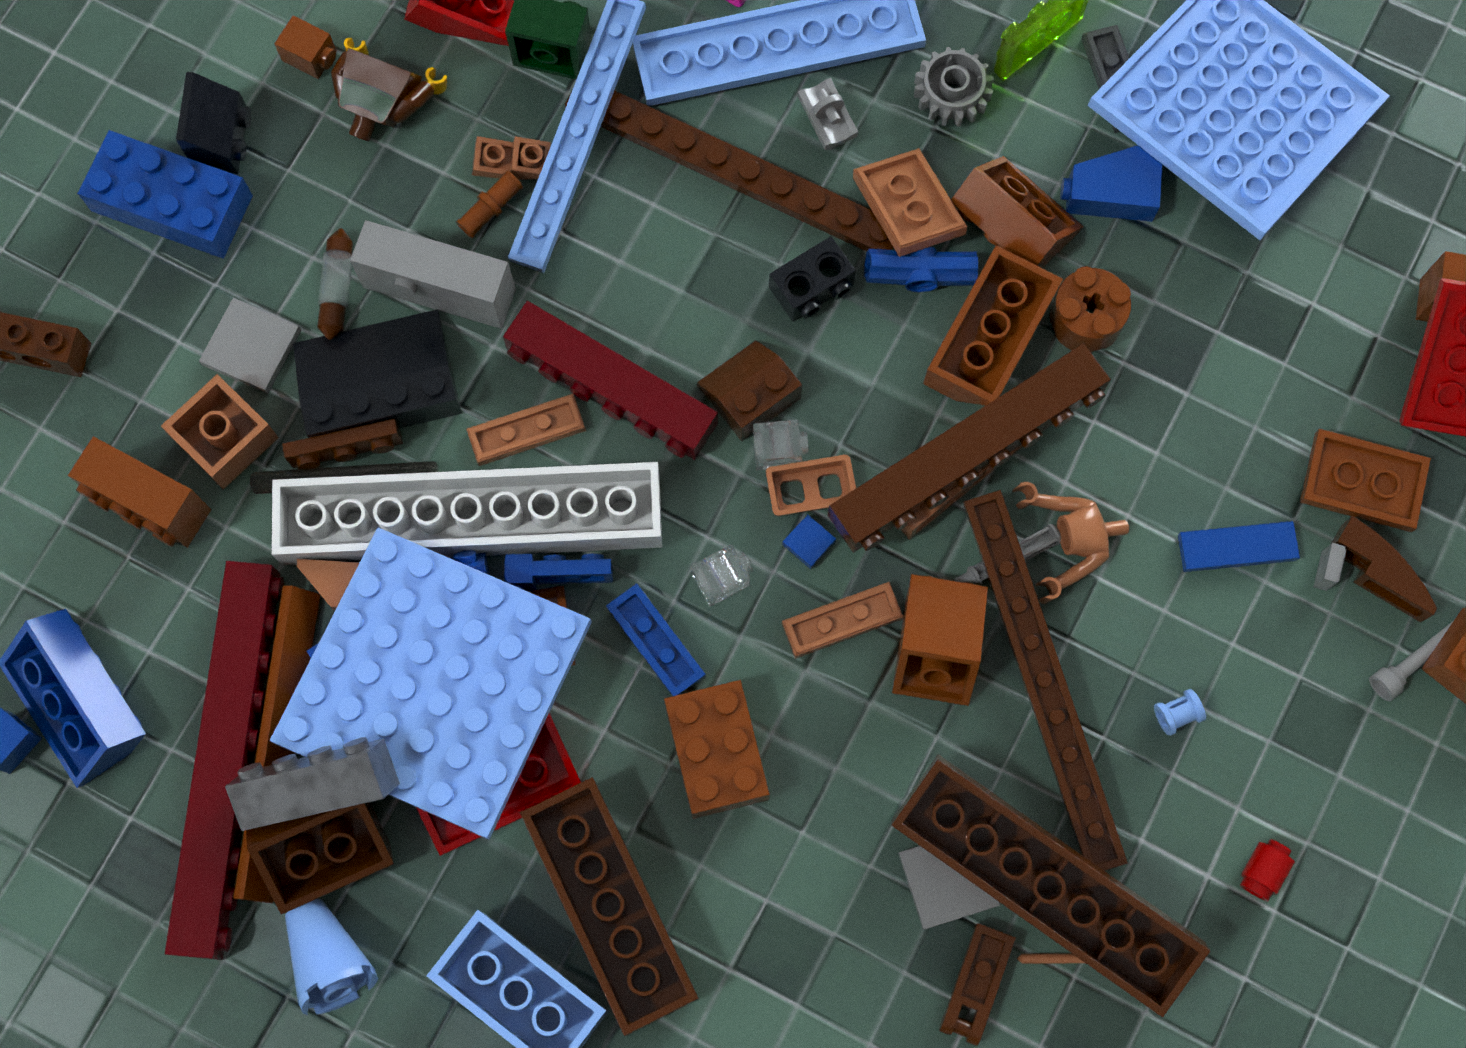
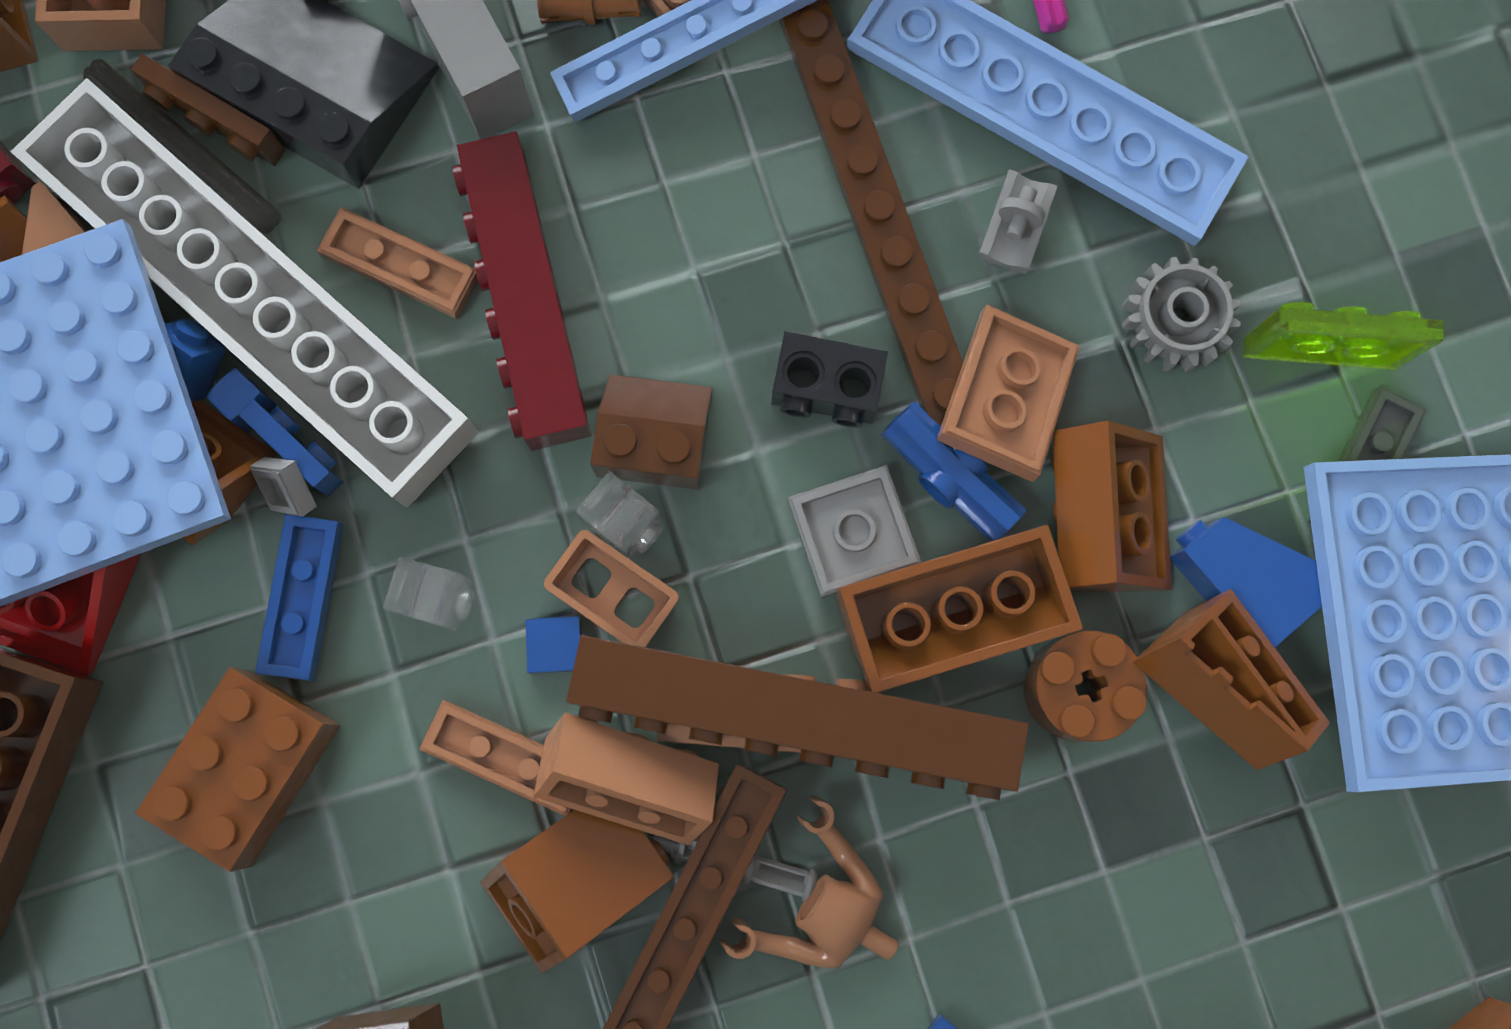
camera: 40 degrees right, 5 degrees up
(591, 591) = (283, 486): none -> light grey tile
(899, 344) = (853, 530): none -> light grey tile
(919, 559) = (627, 779): none -> nougat brick
(1157, 238) = (1234, 682): none -> dark orange wedge

